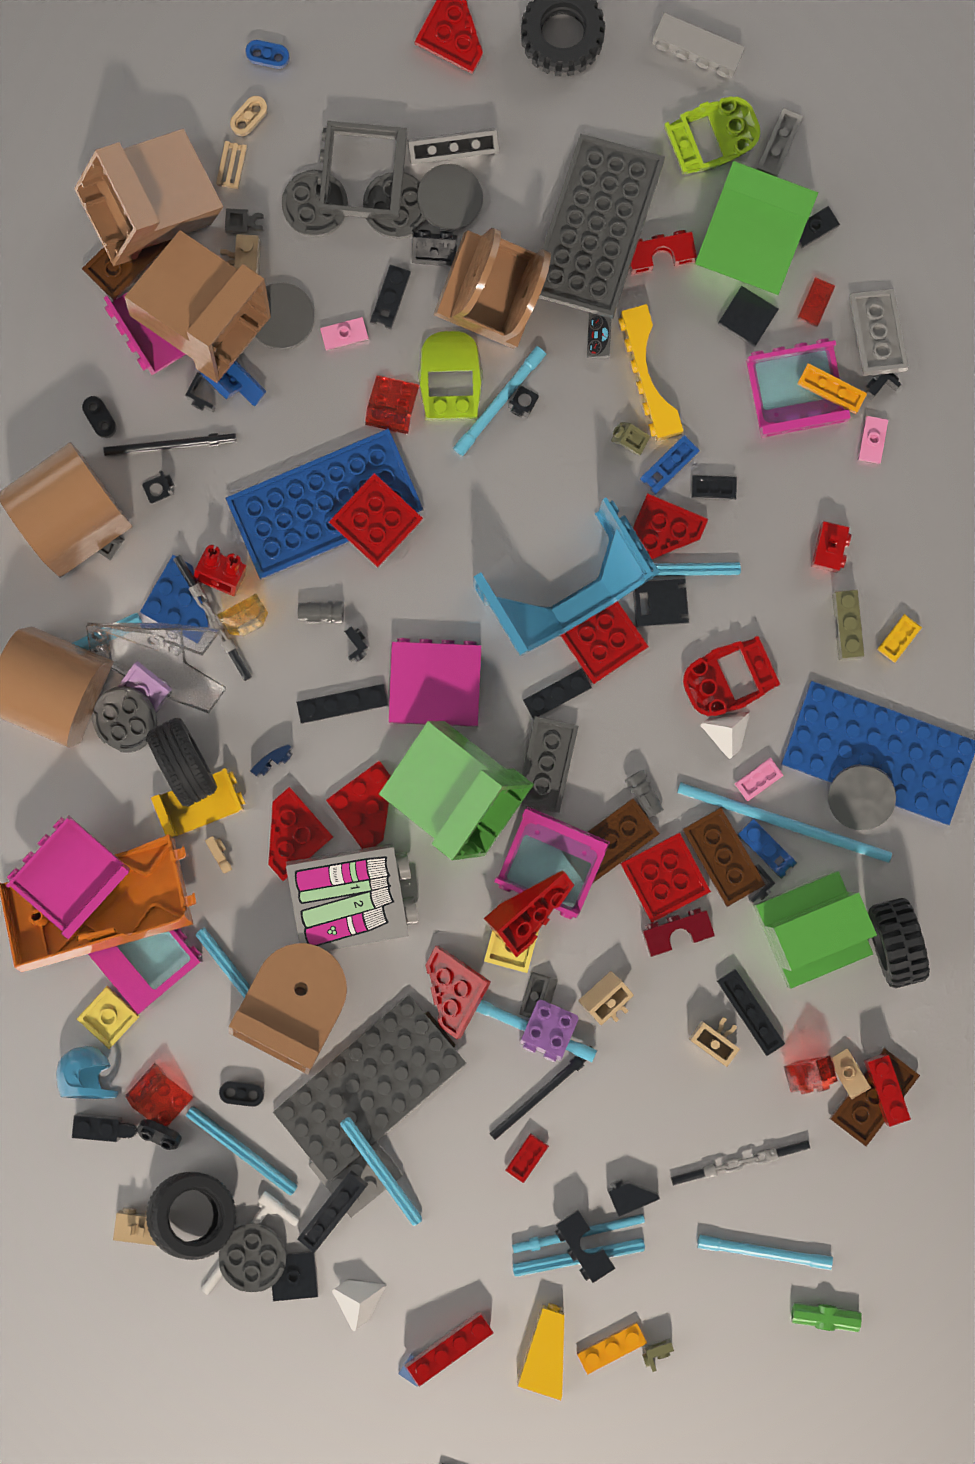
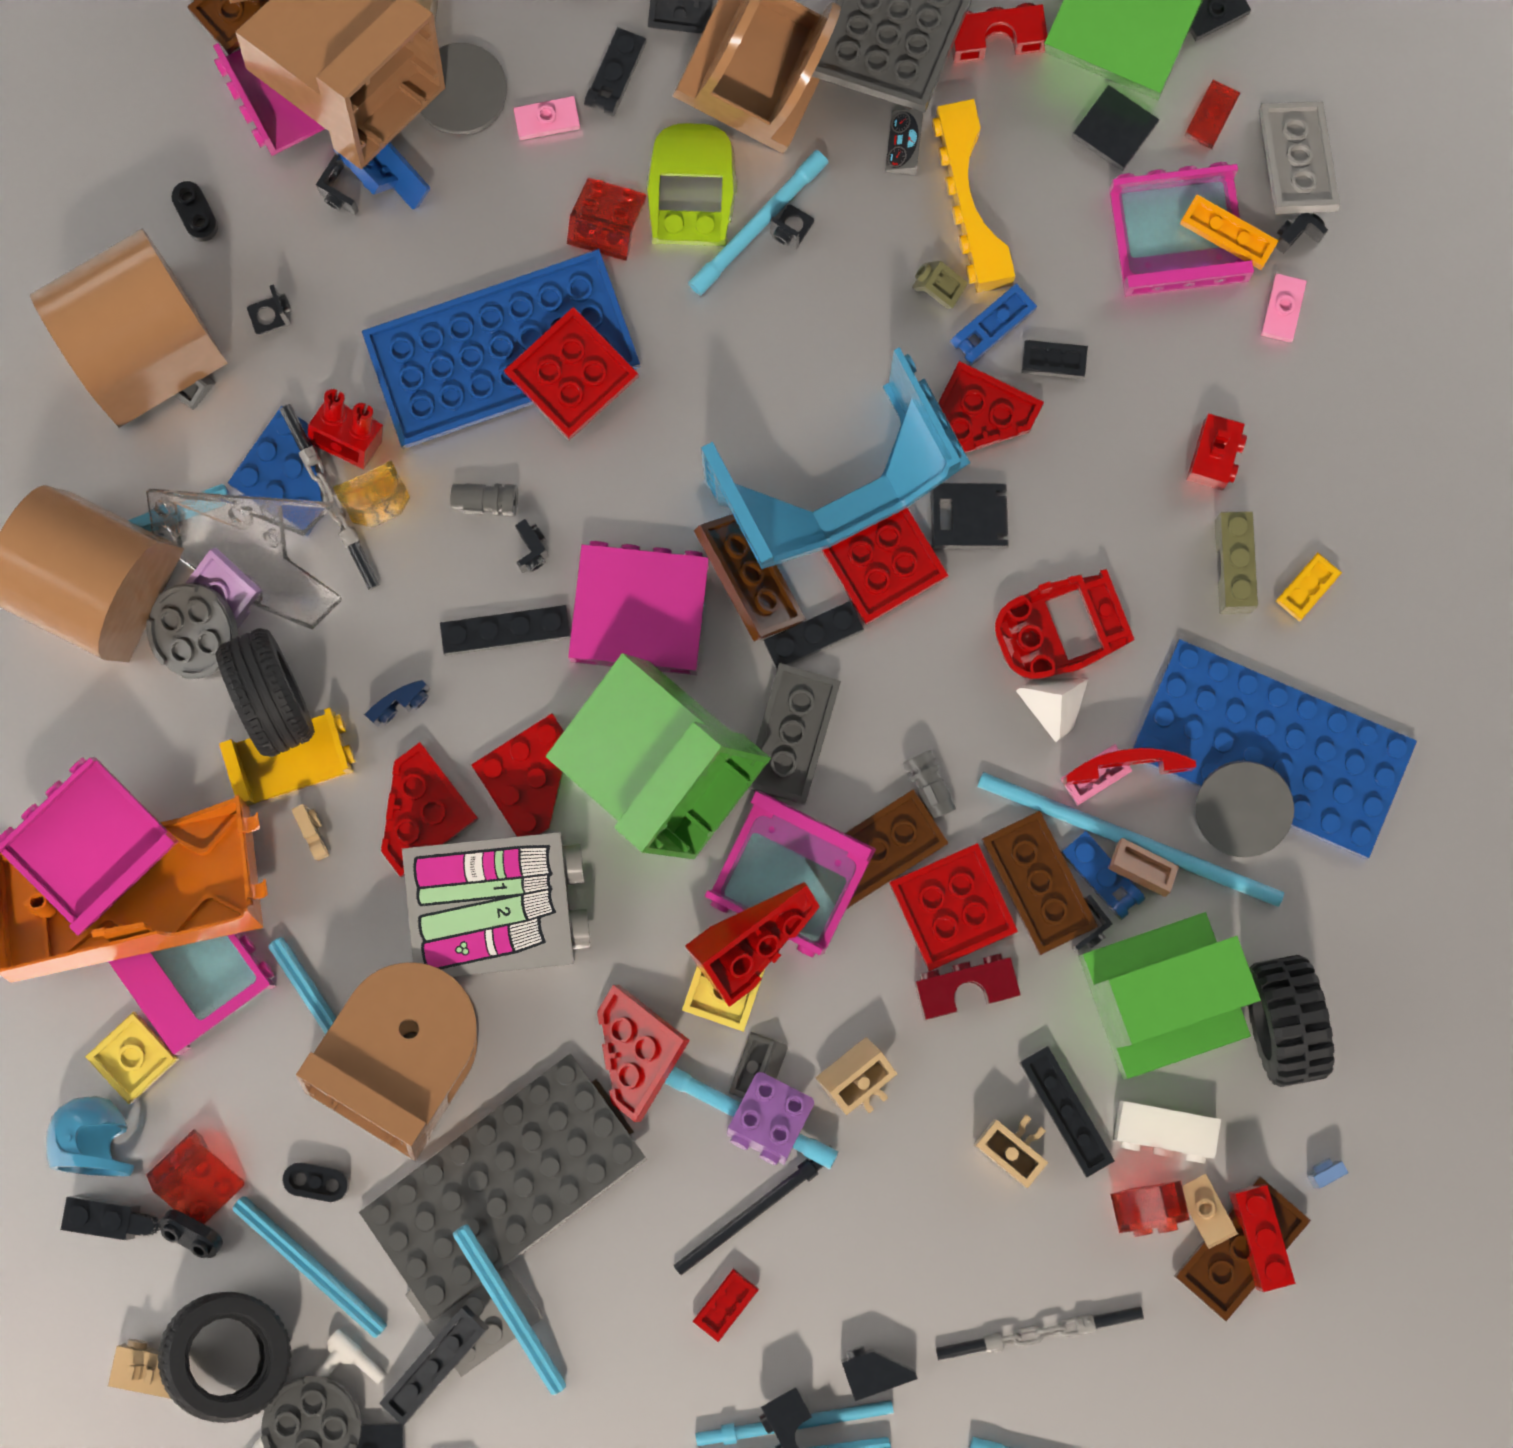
camera: 10 degrees right, 5 degrees down
(212, 440) = (351, 251): black bar -> none
(520, 674) = (757, 593): none -> reddish brown plate
(691, 569) = (1023, 472): medium azure axle -> none
(794, 842) = (1143, 867): none -> nougat tile
(807, 769) = (1168, 763): none -> red slope
(819, 1021) = (1166, 1131): none -> white brick
(929, 1042) = (1327, 1172): none -> medium blue plate

